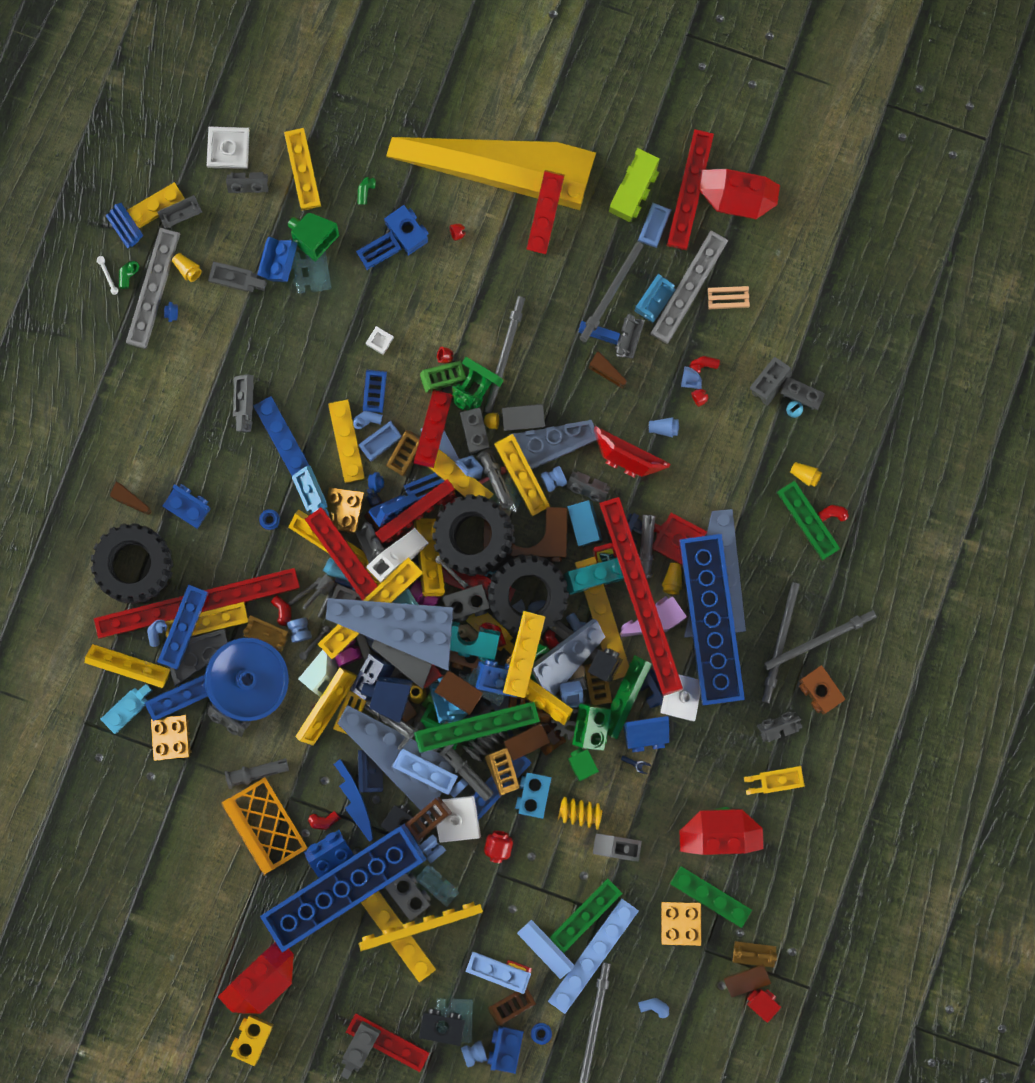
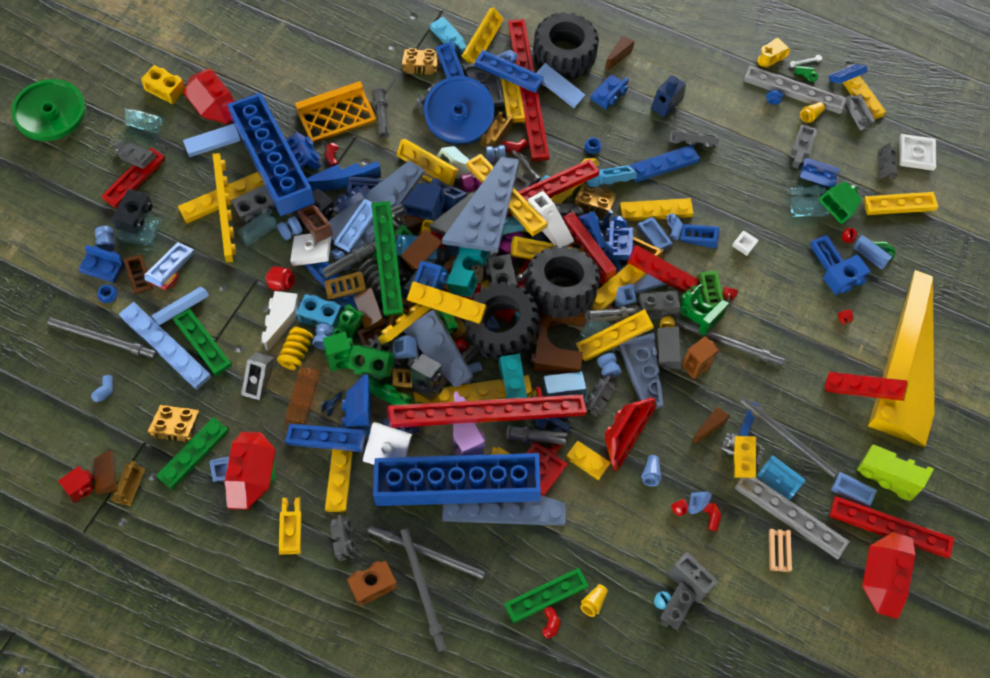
camera: 95 degrees right, 20 degrees down
(102, 312) = (772, 53): none -> yellow piece
(190, 565) = (560, 86): none -> light blue tile
(191, 435) = (671, 90): none -> dark blue torso
(307, 1043) = (142, 120): none -> clear light blue hinge
(321, 965) = (211, 140): none -> light blue tile
(350, 230) = (846, 235): none -> red hinge
(373, 202) = (872, 252): none -> medium blue tile
(389, 784) = (355, 195): none -> dark blue plate
(402, 477) = (619, 243): none -> blue bracket
(535, 383) = (700, 357): none -> dark orange brick
(540, 835) = (282, 315): none -> white slope
(547, 761) = (349, 322): none -> green hips
(561, 786) = (322, 331): none -> medium blue wheel
(630, 796) = (302, 396): none -> clear orange tile
(645, 334) = (745, 457): none -> yellow brick
(660, 492) = (588, 460): none -> yellow plate
(680, 761) = (325, 437): none -> blue plate
(710, 742) = (339, 481): none -> yellow plate
(722, 864) = (219, 468): none -> medium blue slope

